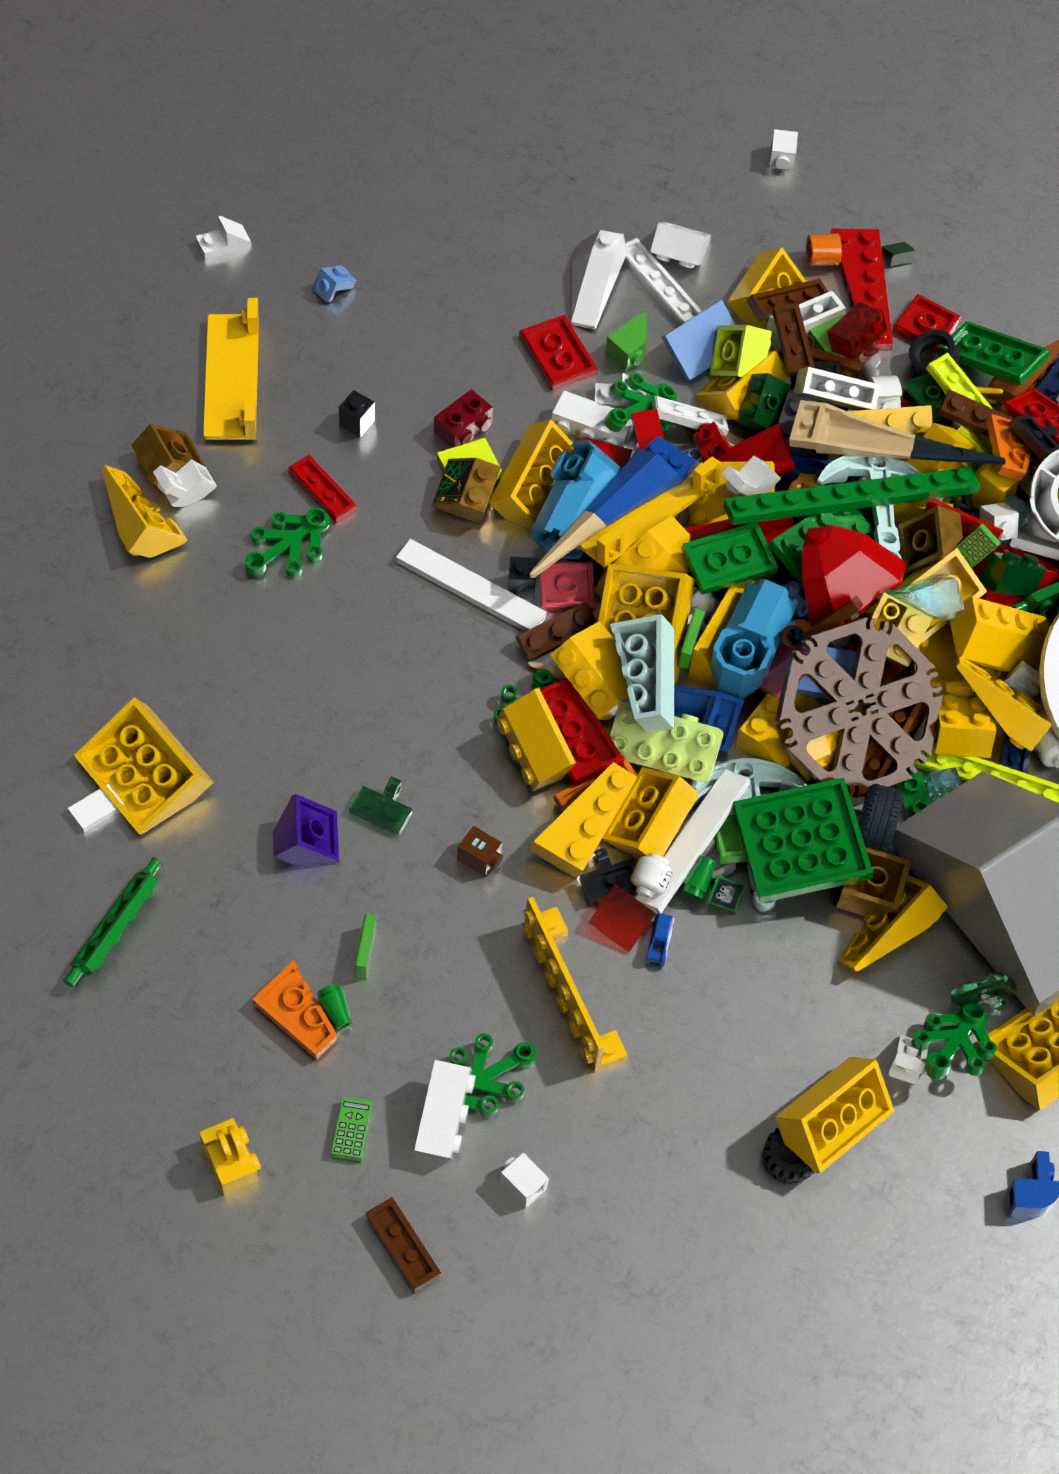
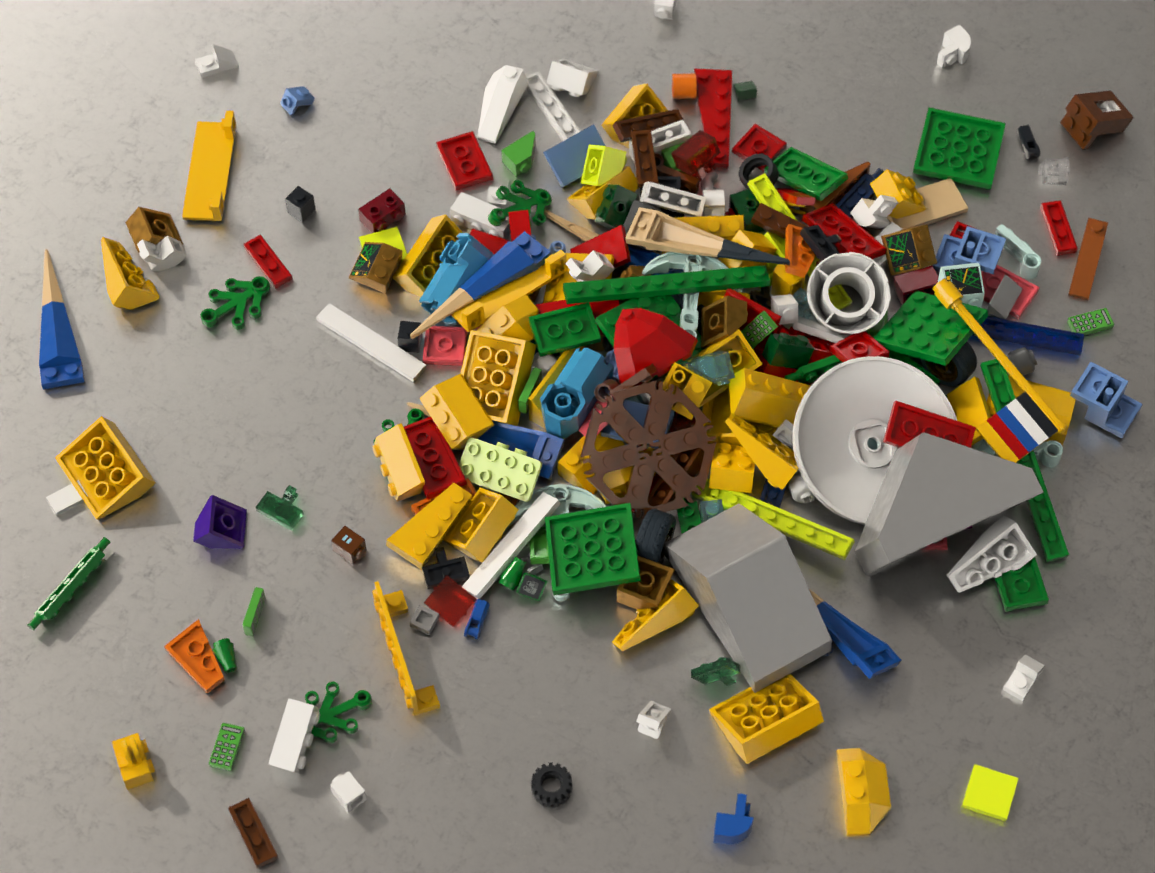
camera: 10 degrees right, 0 degrees up
(62, 618) = (59, 354): none -> blue plate
(555, 630) = (424, 381): reddish brown plate -> none
(591, 944) = (424, 619): none -> light grey plate
(648, 666) = (489, 413): light aqua wedge -> none
(651, 875) = (473, 570): white head -> none
(687, 415) = (558, 215): white tile -> none
(708, 438) = (569, 232): red brick -> none
(836, 1113) = (588, 756): yellow slope -> none
(969, 1018) = (706, 690): green plant -> none
(992, 382) = (795, 197): none -> red tile

